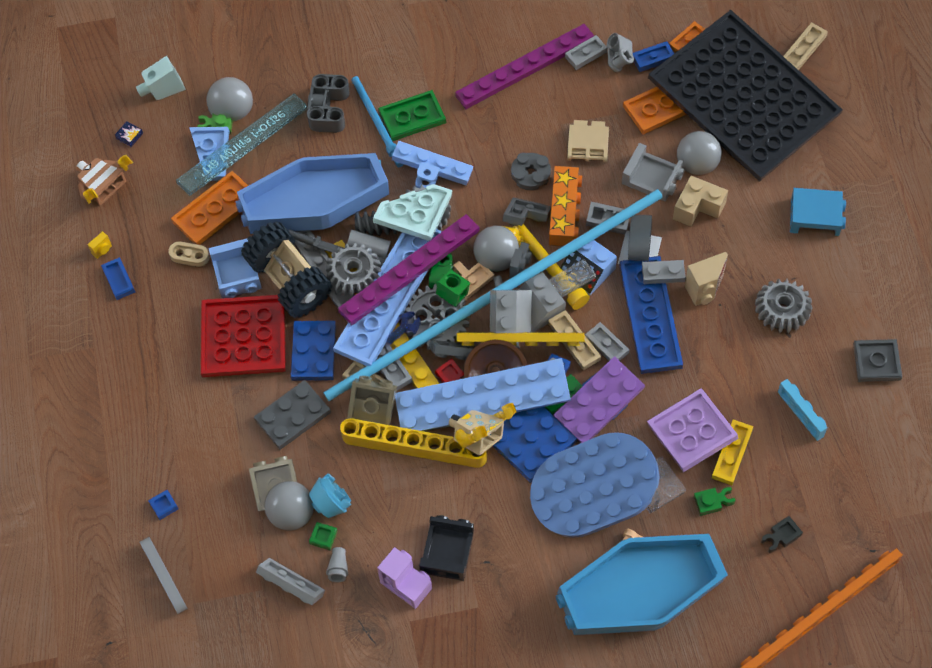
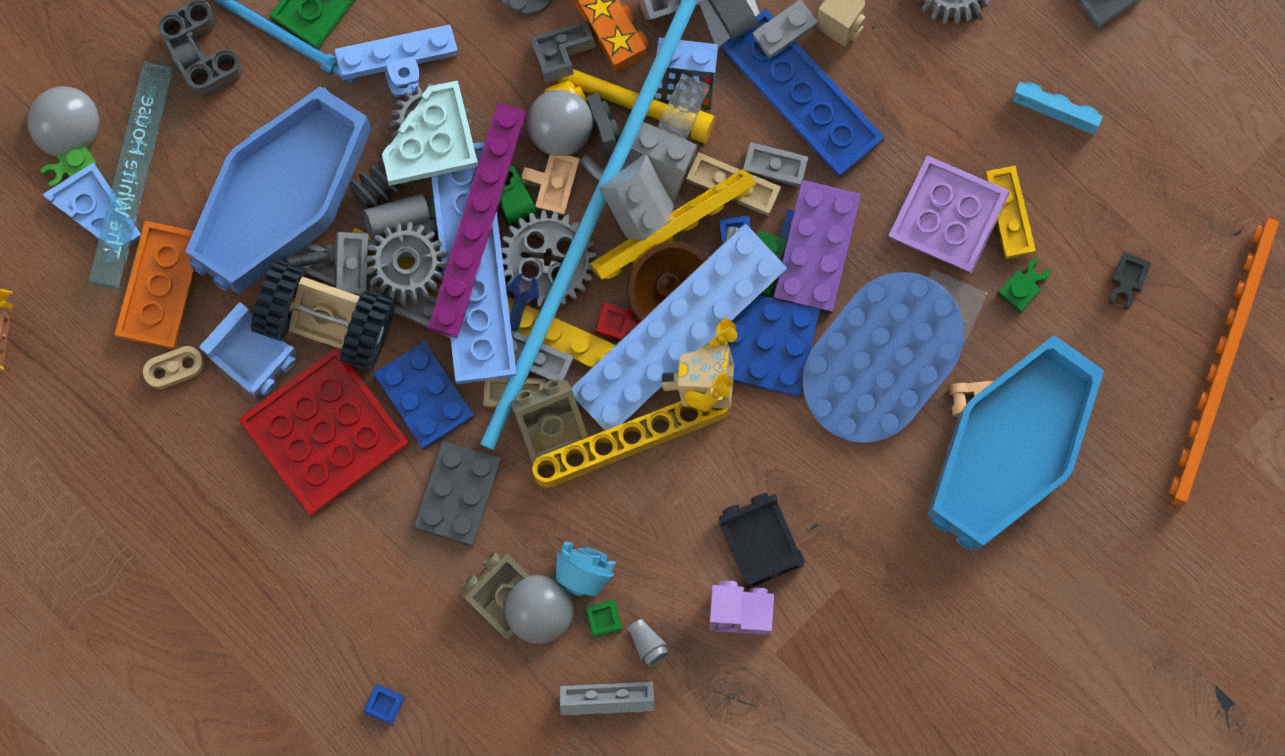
camera: 35 degrees left, 15 degrees up
(100, 245) = (50, 427): yellow plate -> none
(118, 278) = (104, 456): blue tile -> none
(323, 249) = (350, 262): none -> light grey plate
(445, 348) = (595, 291): dark grey hinge -> none
(452, 287) = (551, 201): green brick -> none

